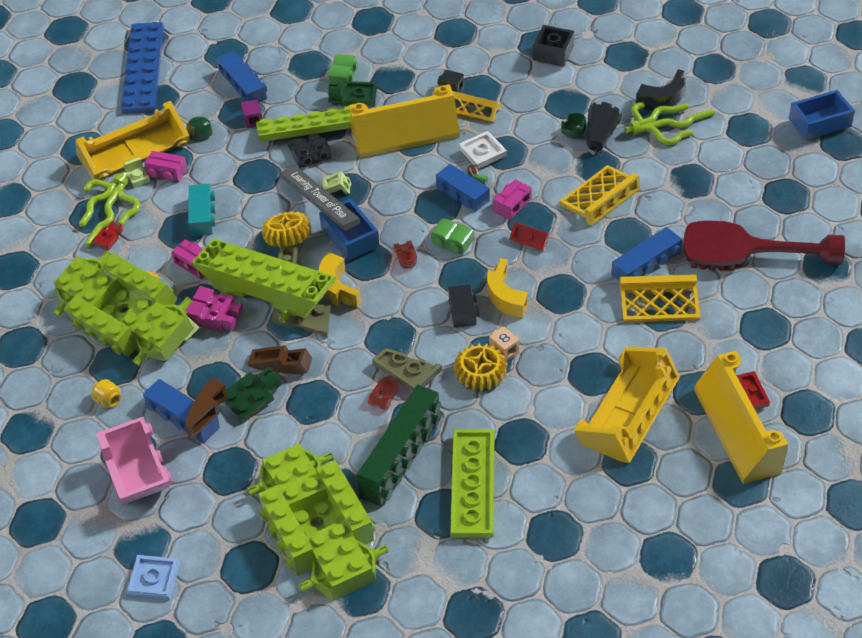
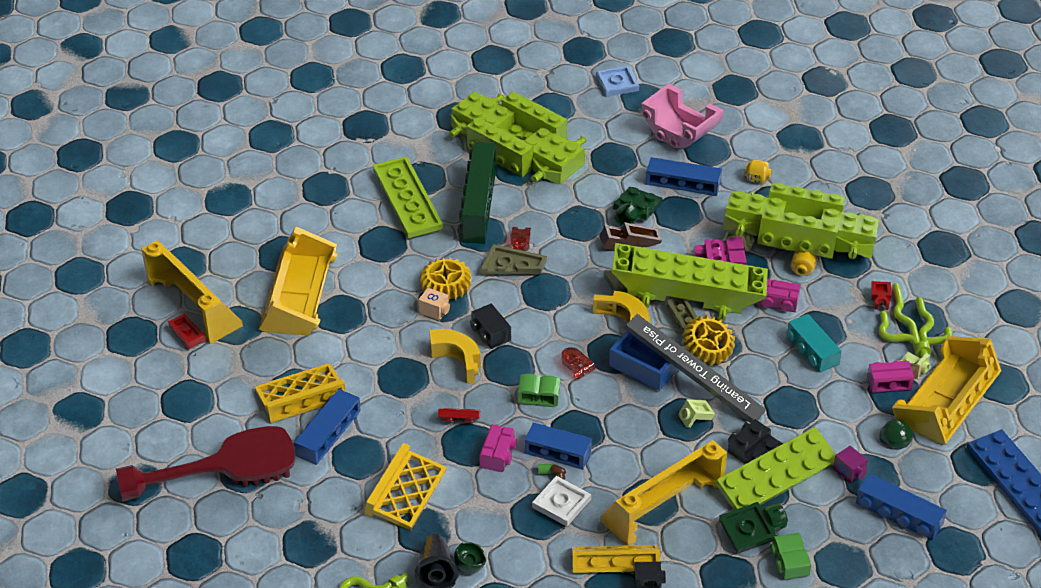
camera: 155 degrees right, 5 degrees down
(205, 407) = (656, 163): reddish brown slope -> none

